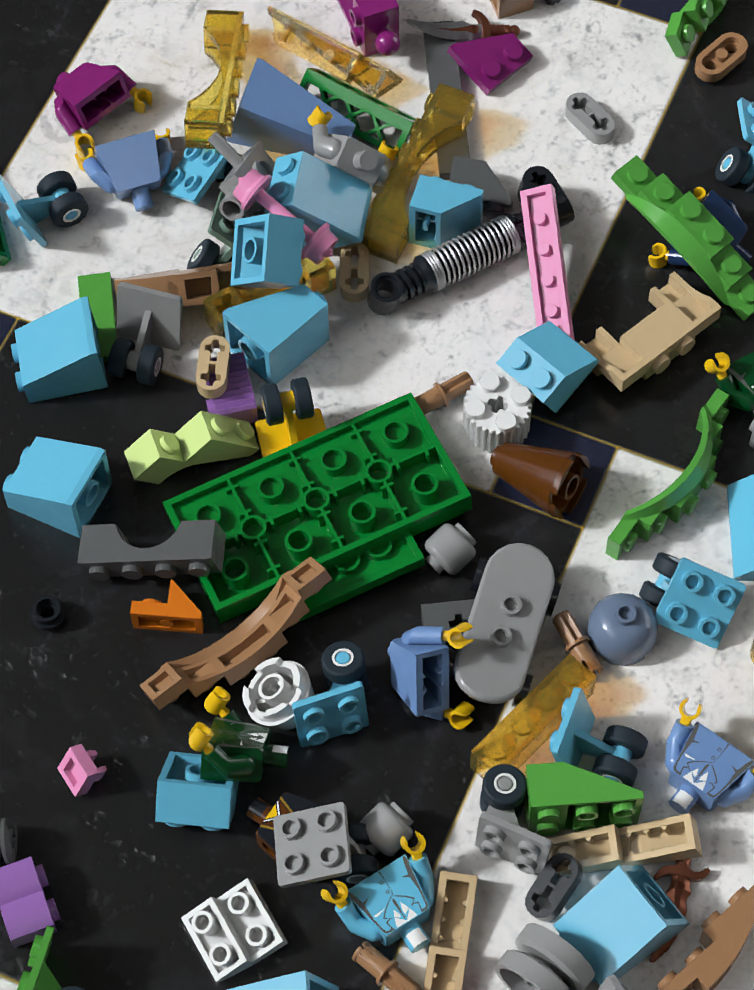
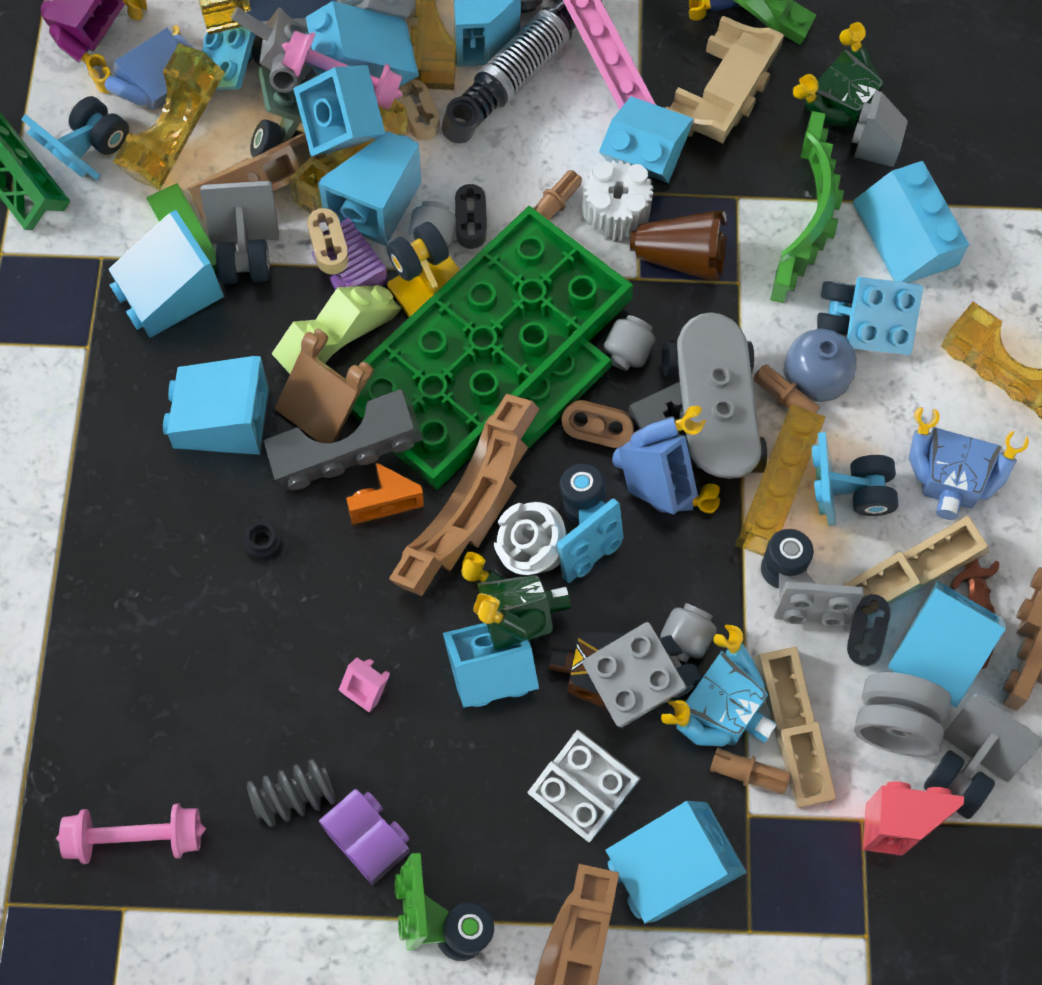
camera: 25 degrees left, 5 degrees up
(145, 500) = (318, 396): none -> medium nougat flag
(151, 190) = (190, 84): none -> clear yellow arch
(322, 380) = (437, 214): none -> light grey head
(364, 387) = (464, 216): none -> black beam
(389, 616) = (598, 425): none -> medium nougat plate
(576, 800) = (859, 539): bright green slope -> none

